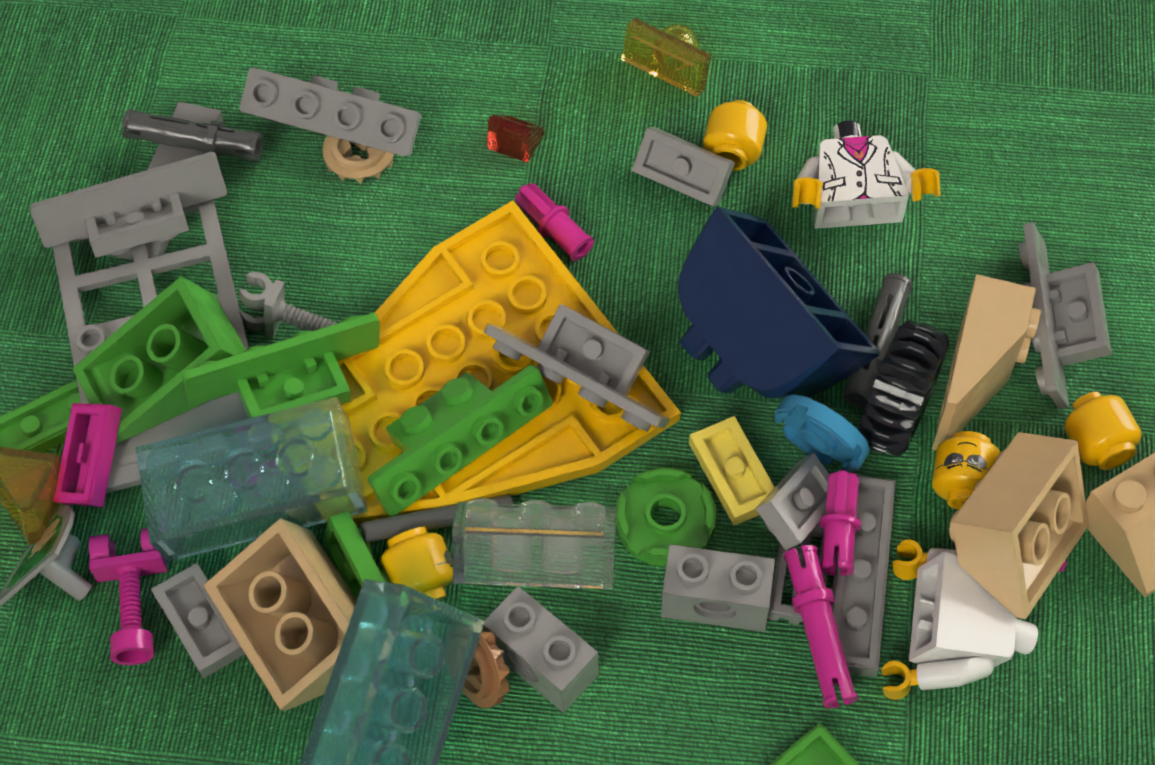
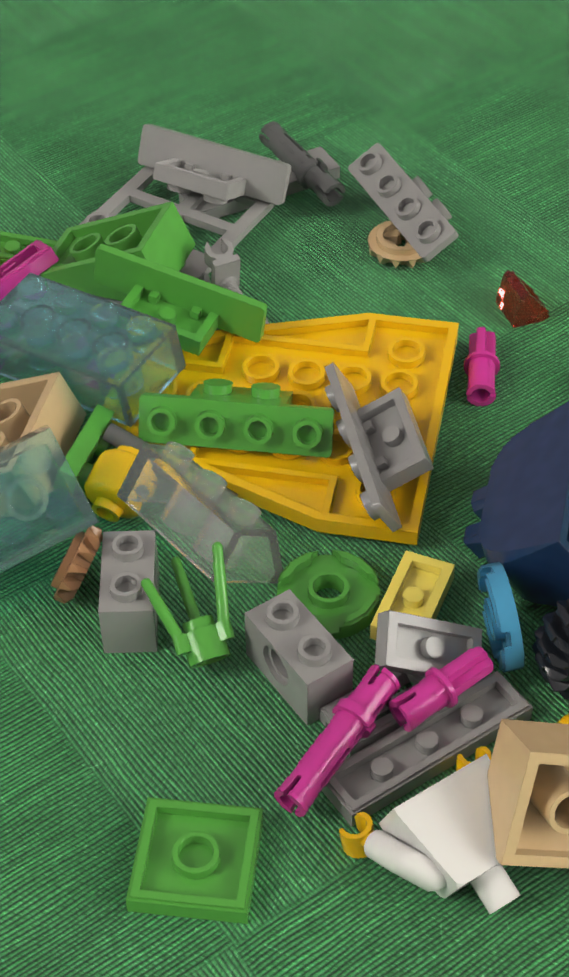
camera: 45 degrees right, 15 degrees down
(640, 638) = (202, 639): none -> bright green plant

